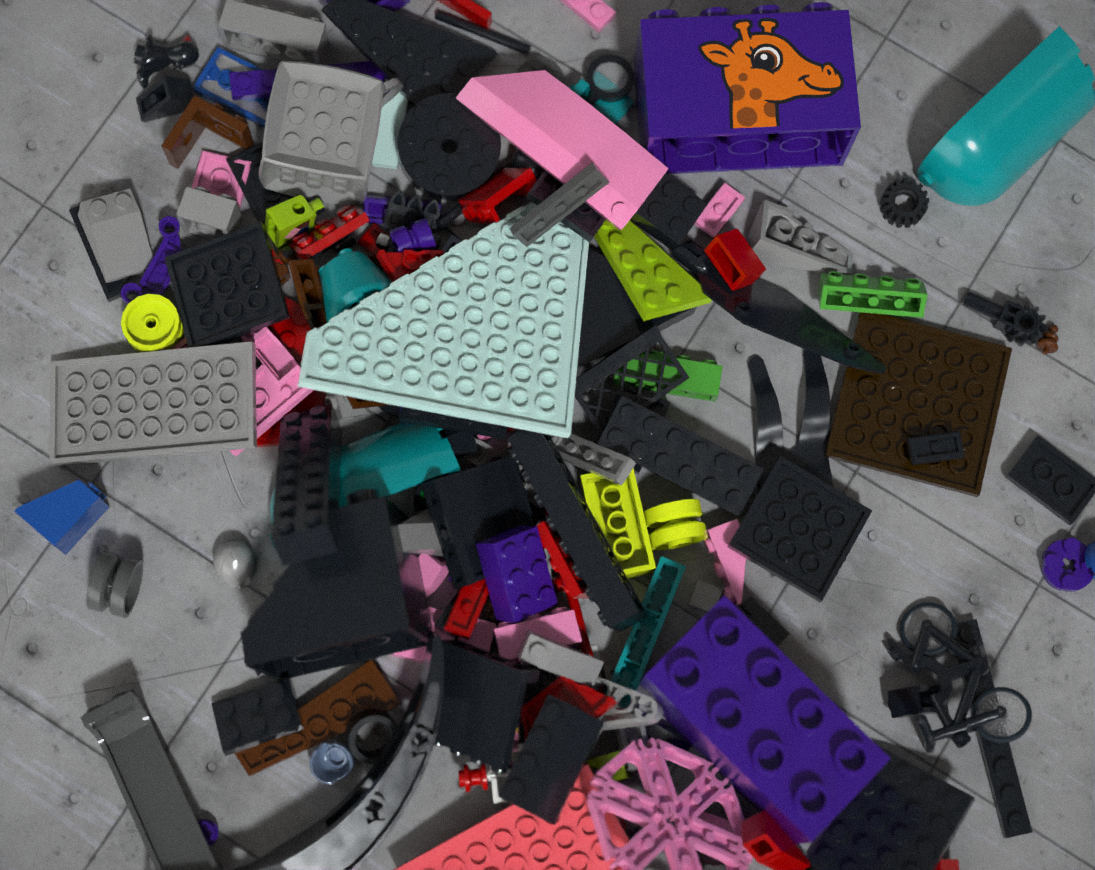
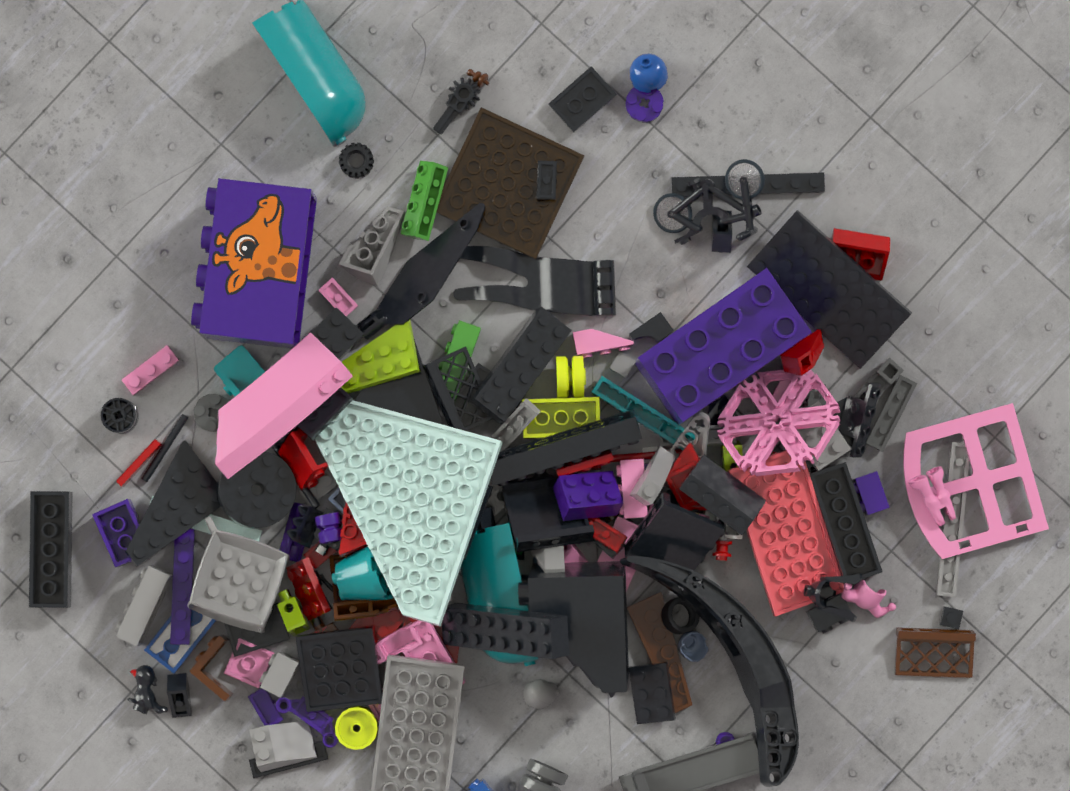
camera: 75 degrees left, 10 degrees up
(164, 206) = (265, 707): none -> dark purple tile
(559, 204) = (329, 417): dark grey plate -> none
(609, 79) = (222, 361): piece -> none
(735, 259) = (382, 295): red brick -> none
(800, 529) = (588, 289): black plate -> none

